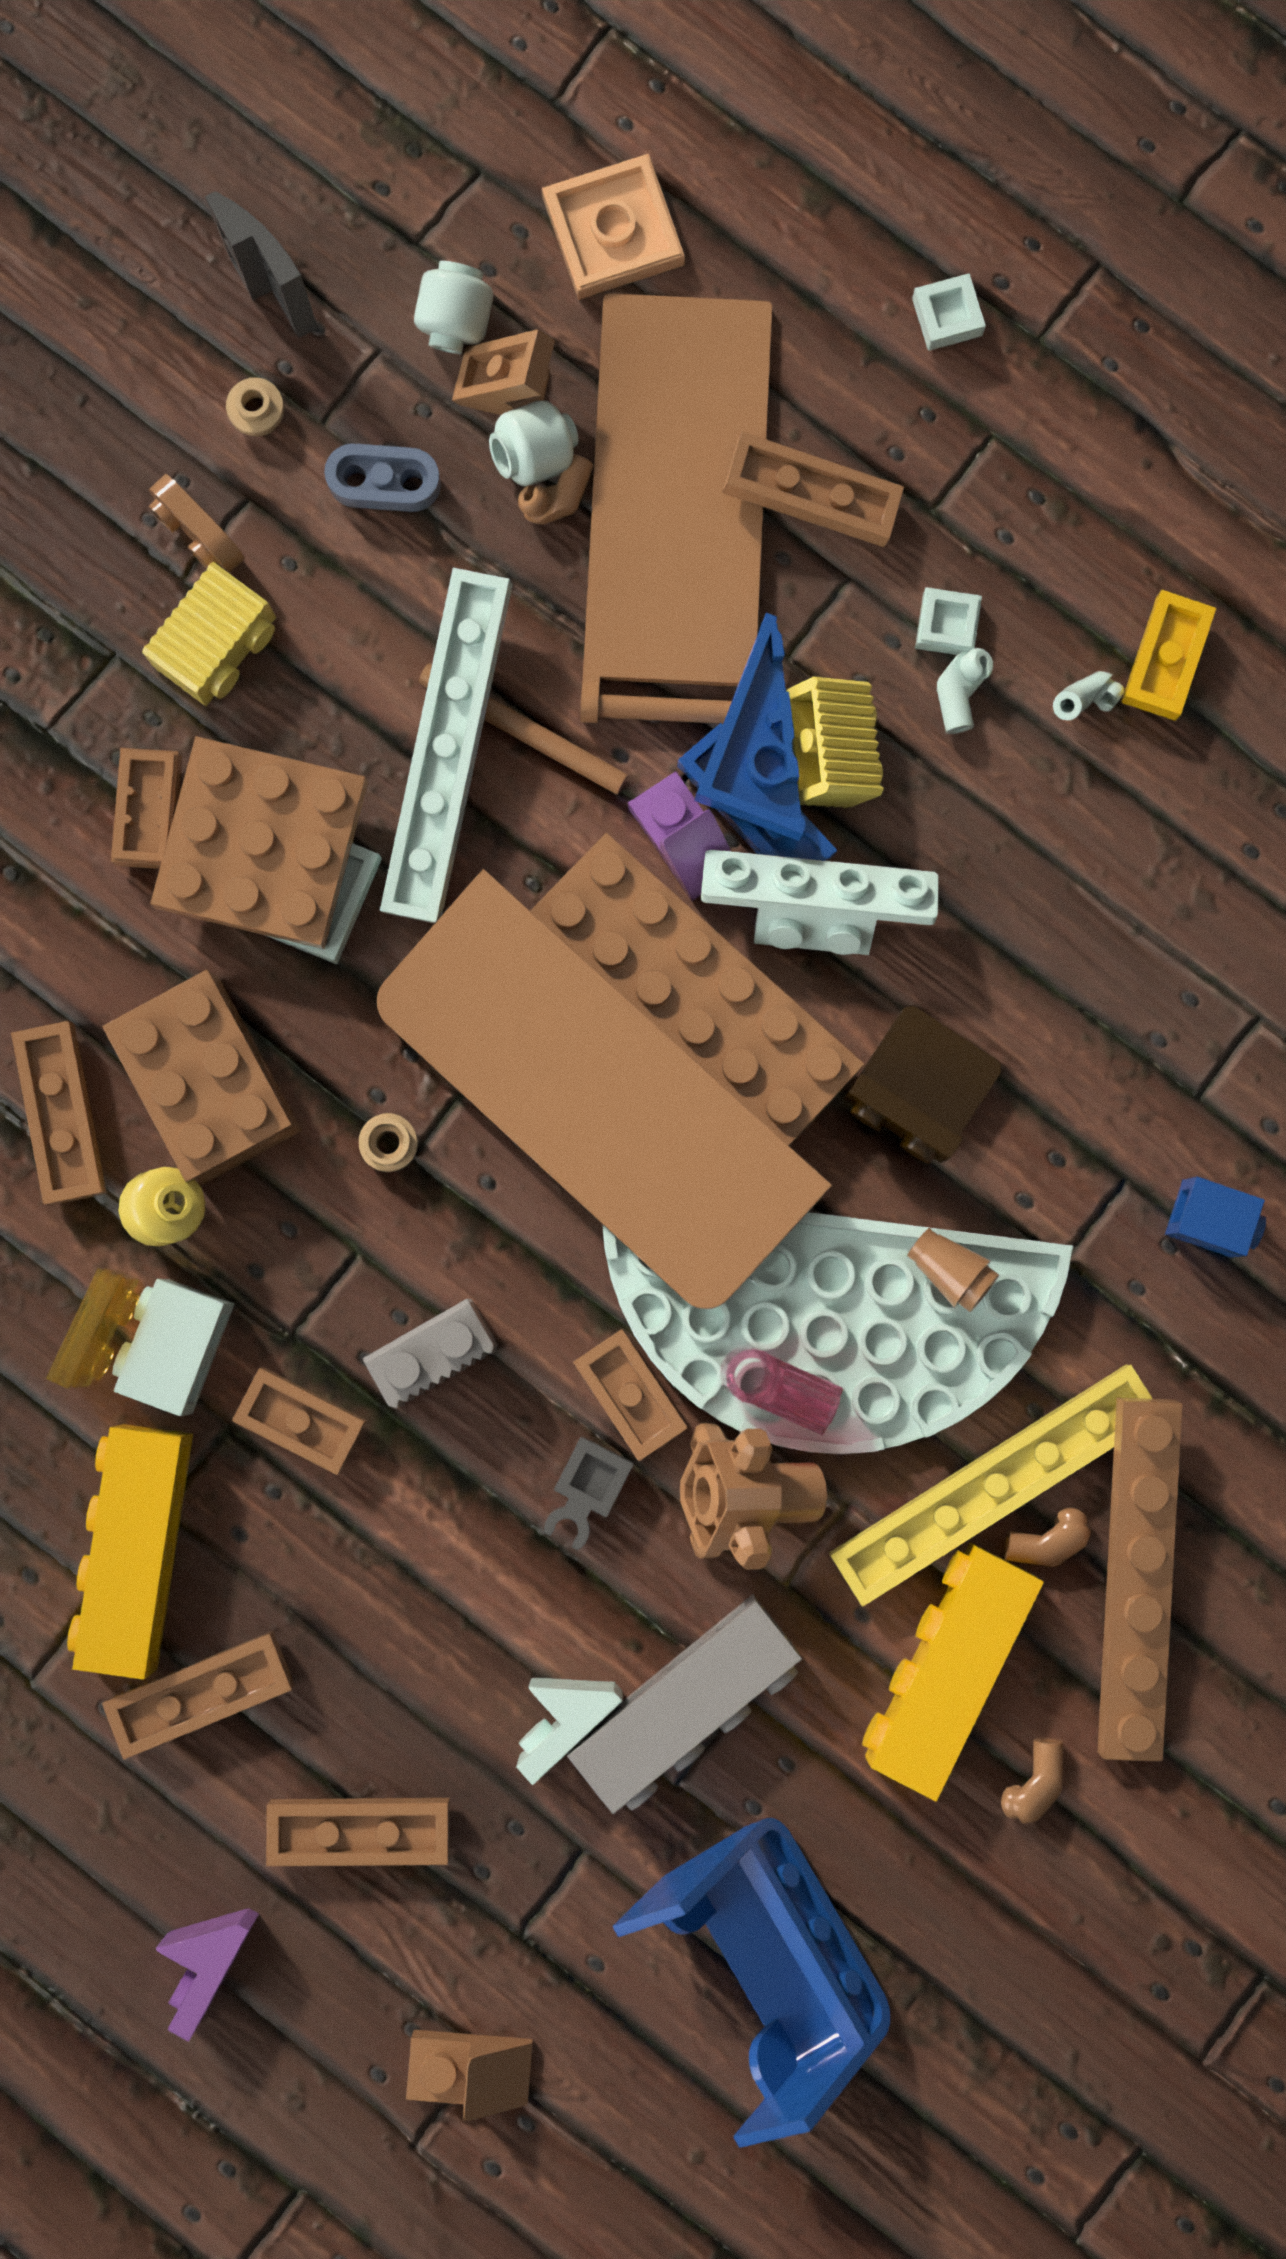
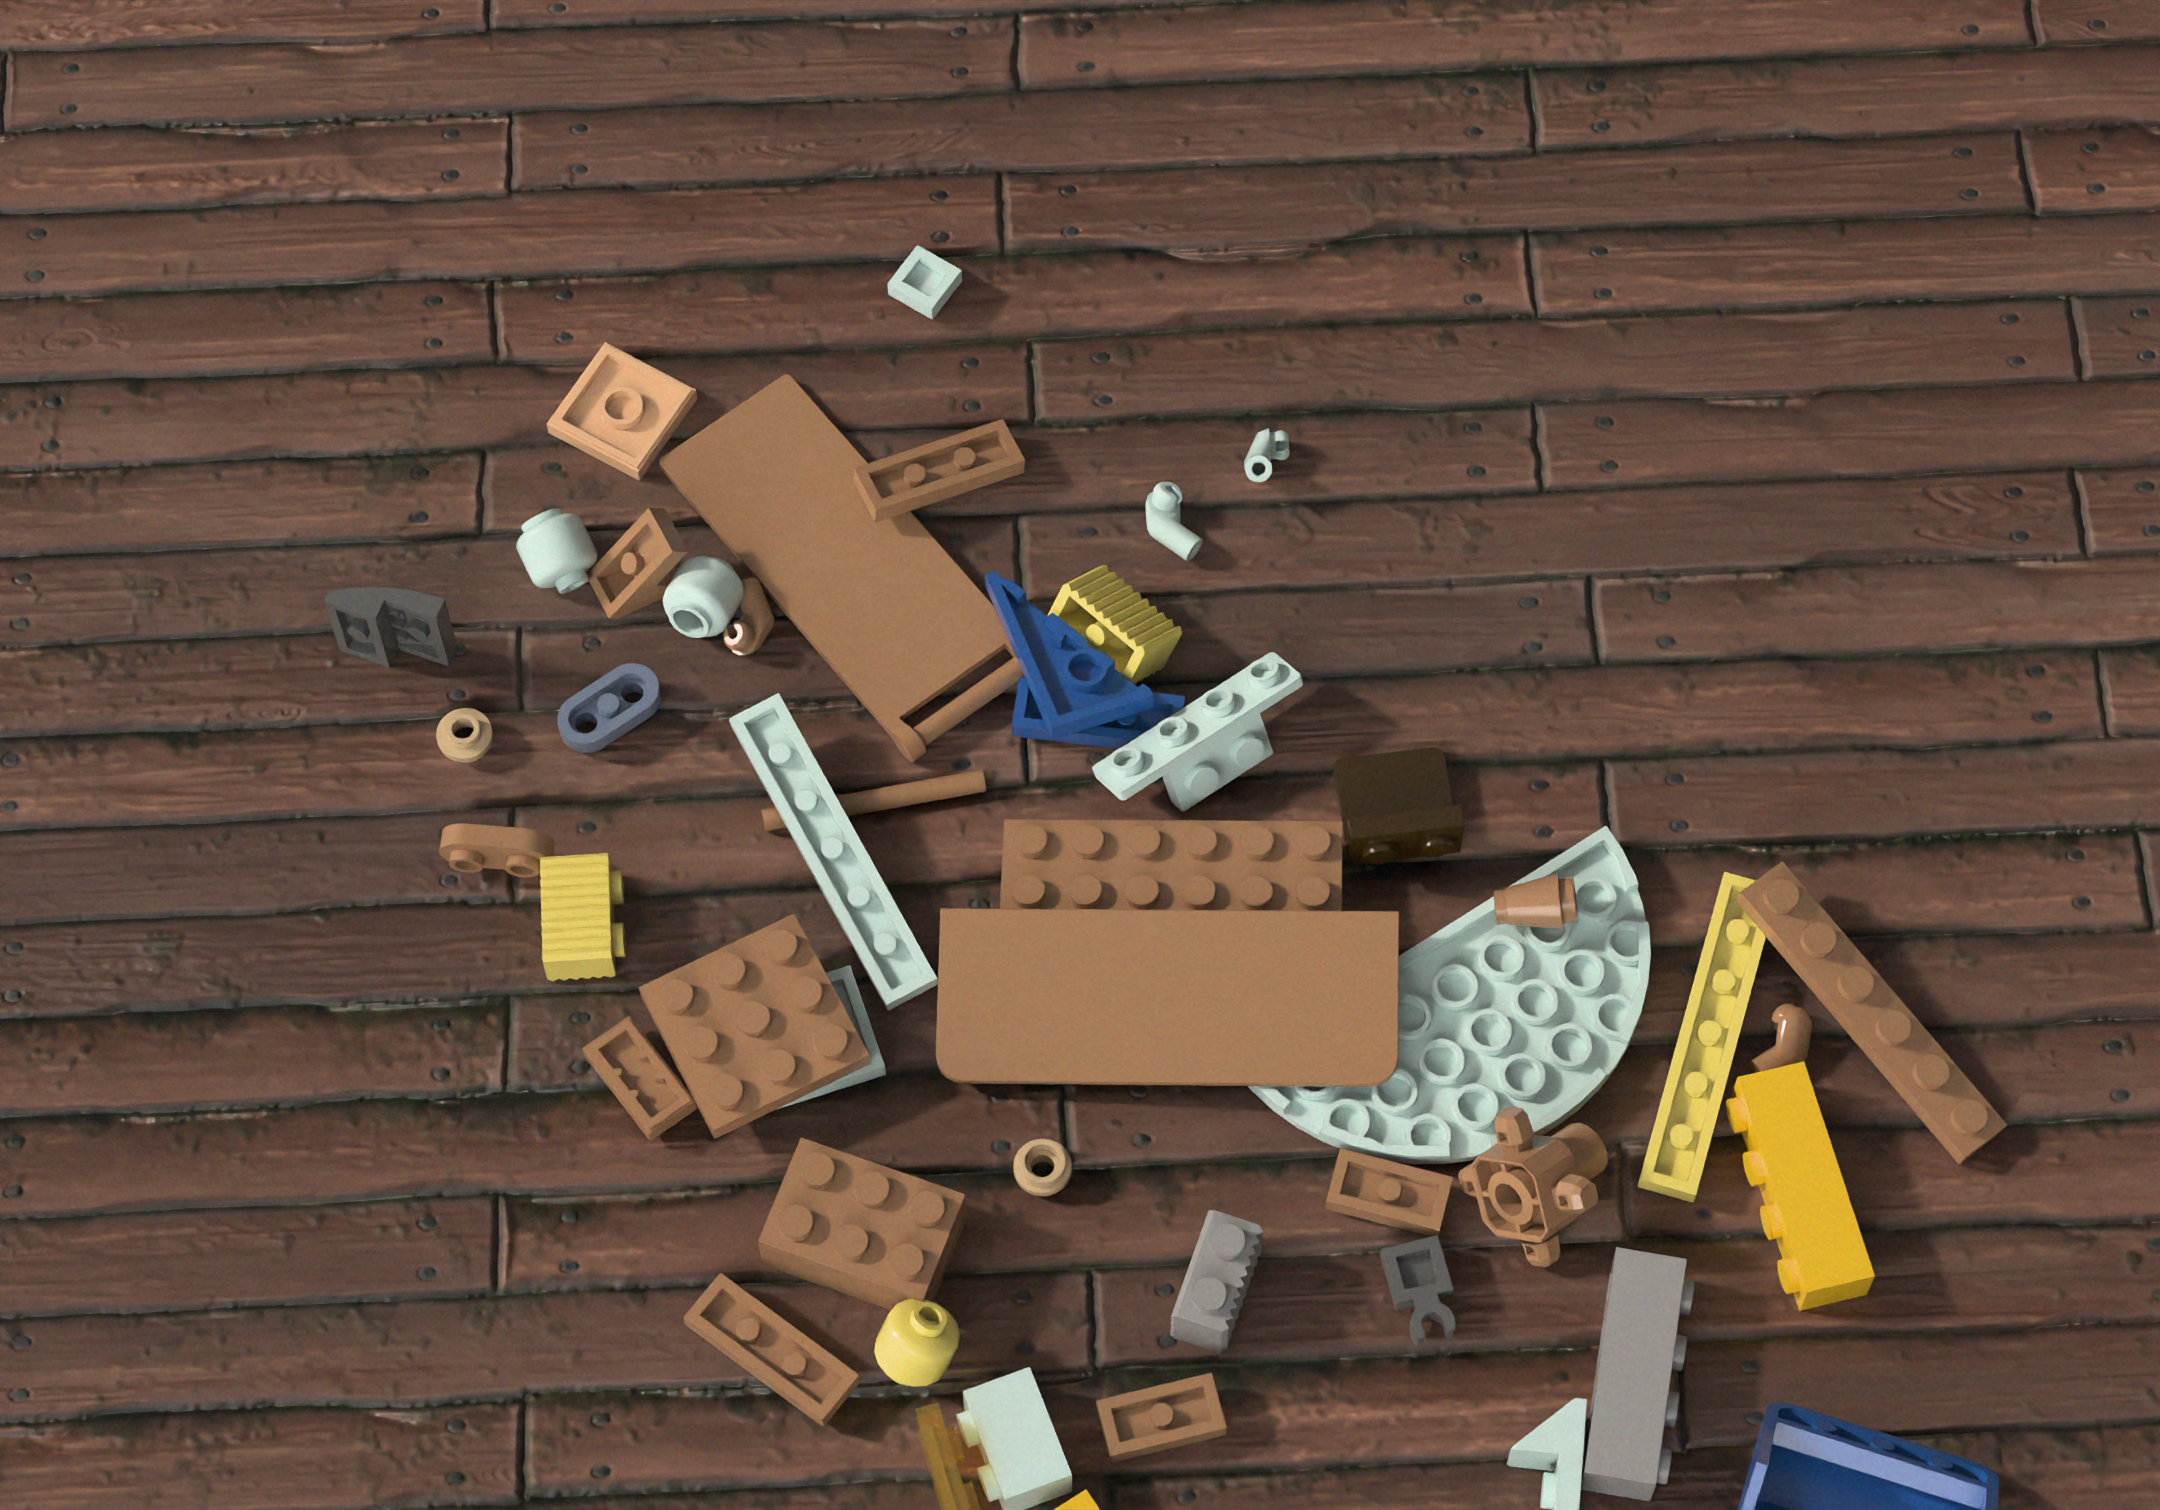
camera: 40 degrees left, 20 degrees down
(678, 830) = (1058, 778): medium lavender slope -> none
(785, 1390) = (1496, 1082): clear pink piece -> none
(948, 621) = (1116, 486): light aqua tile -> none
(1042, 1788) = (1943, 1218): medium nougat arm -> none
(1168, 655) = (1295, 385): yellow plate -> none
(1216, 1218) = (1687, 726): blue brick -> none

